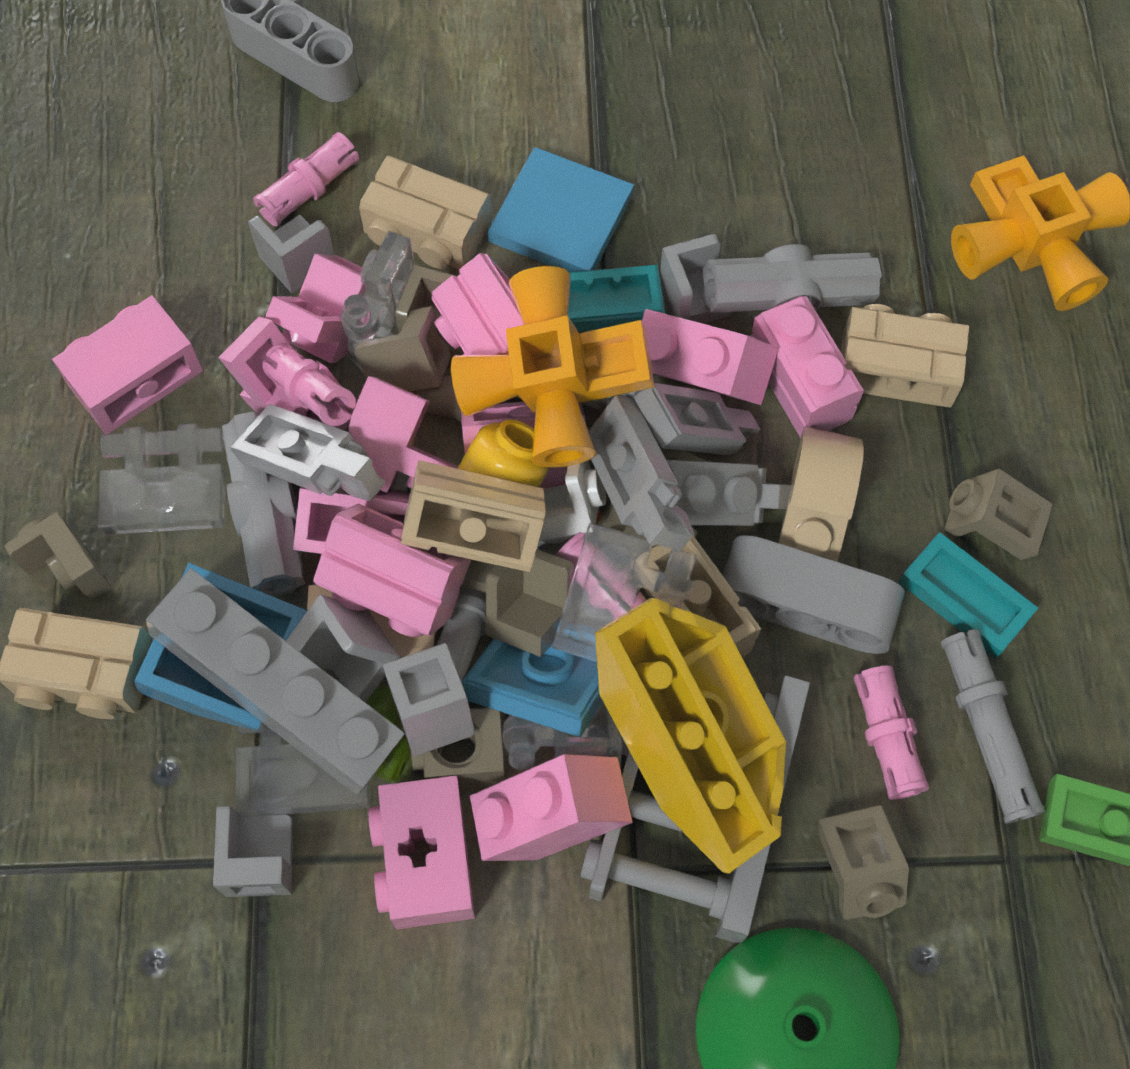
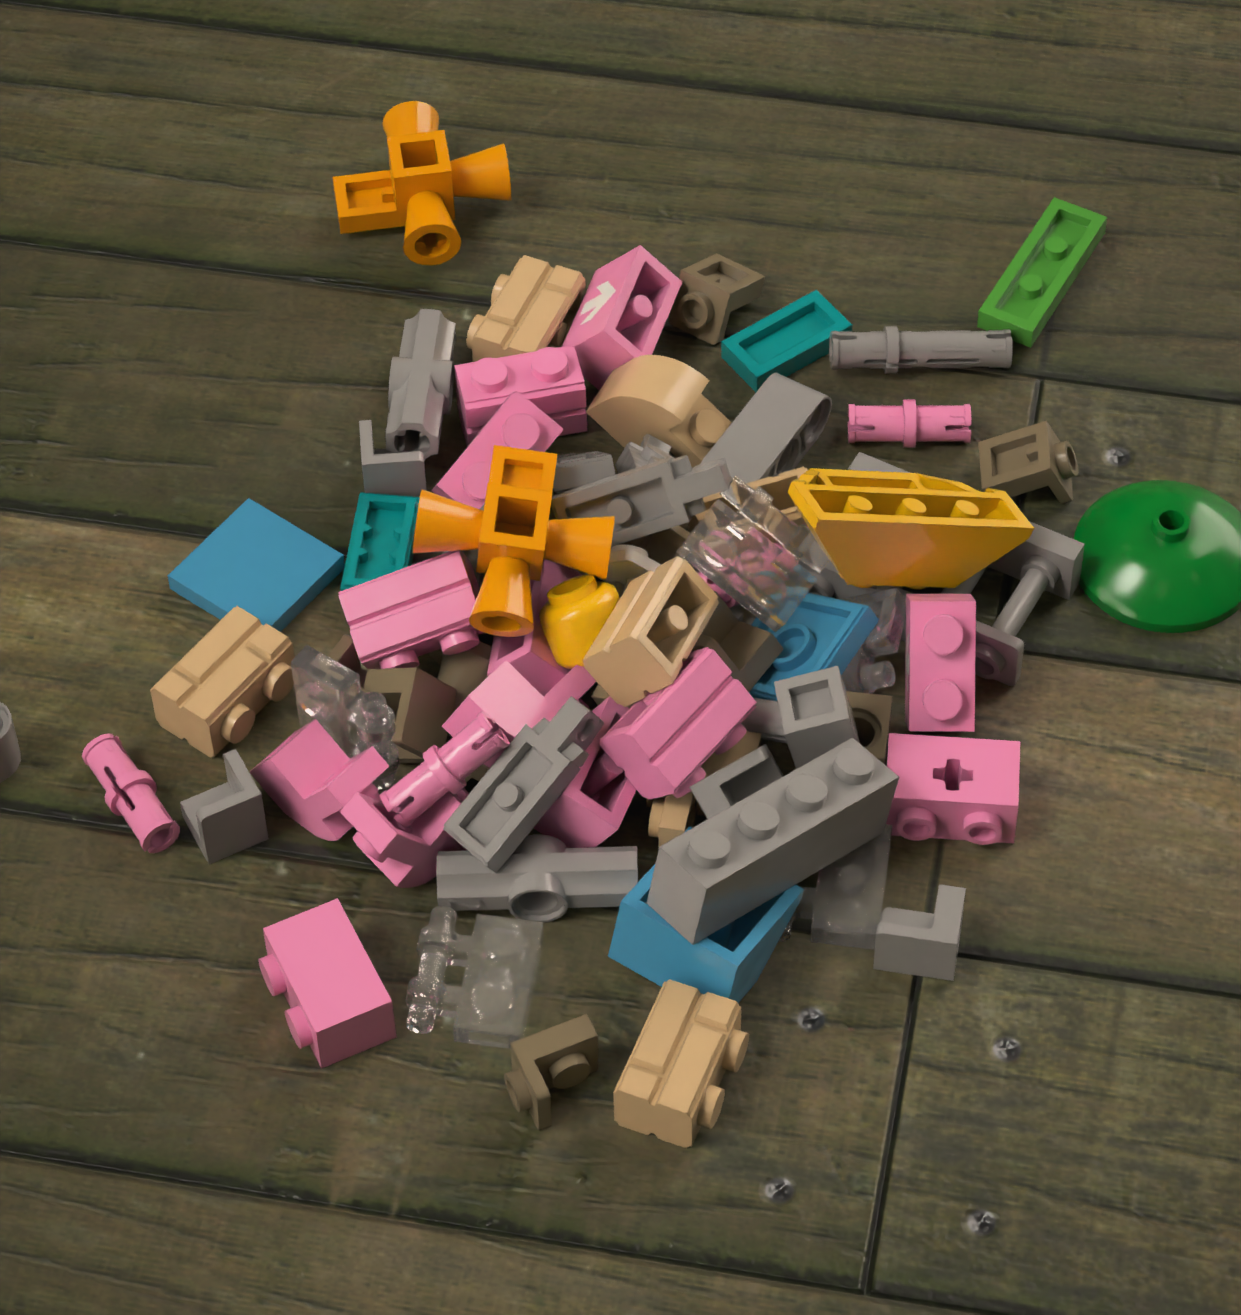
camera: 75 degrees left, 15 degrees down
(926, 430) = (622, 313): none -> bright pink brick

